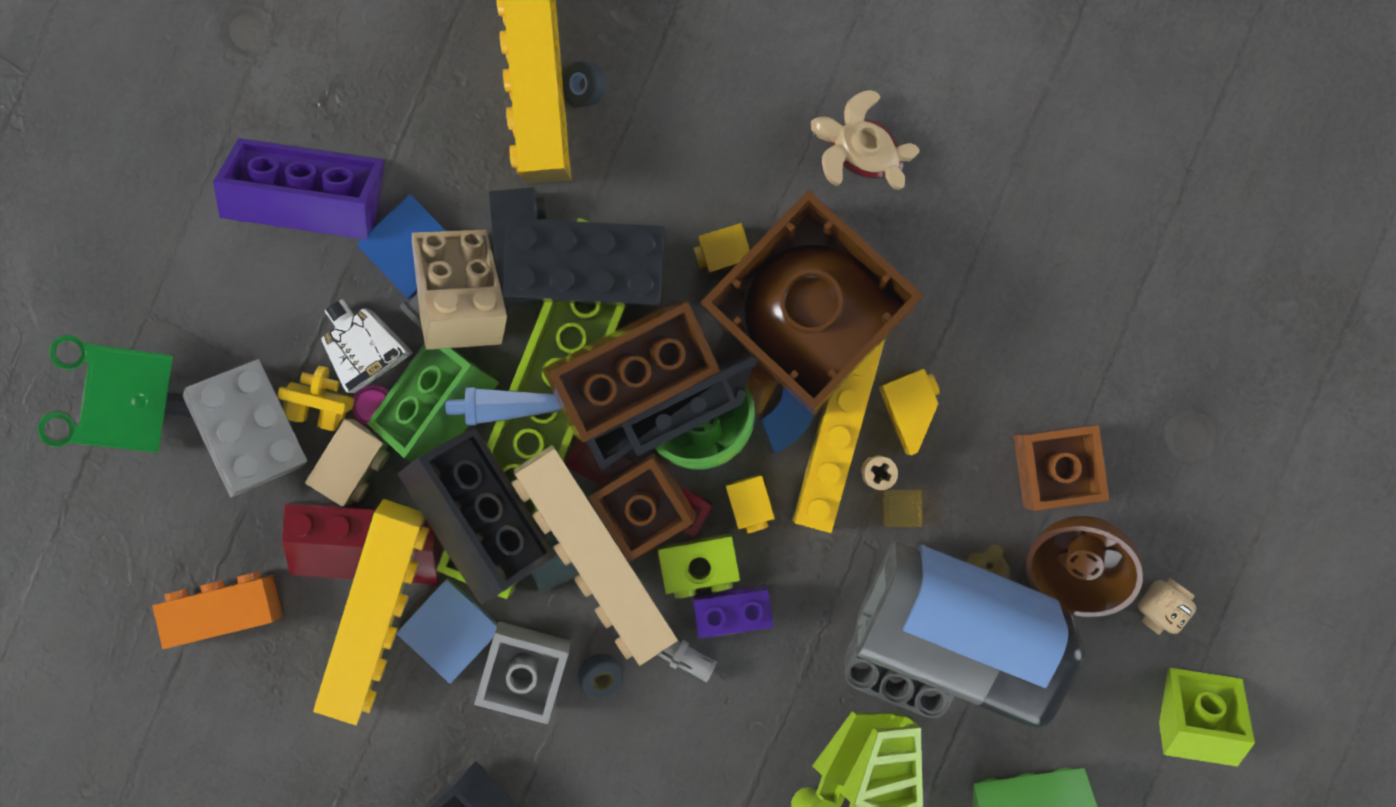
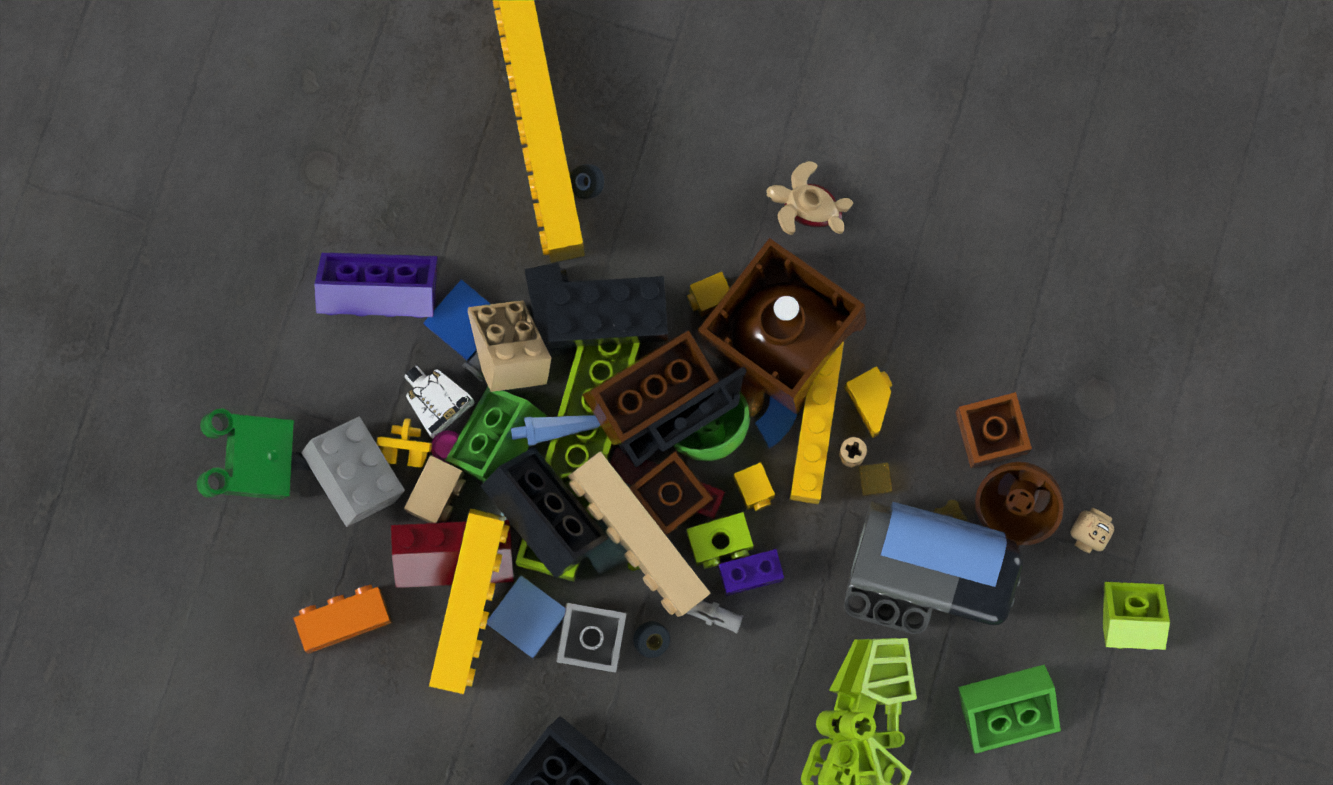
camera: 15 degrees left, 10 degrees down
(819, 286) = (786, 308): none -> white sticker

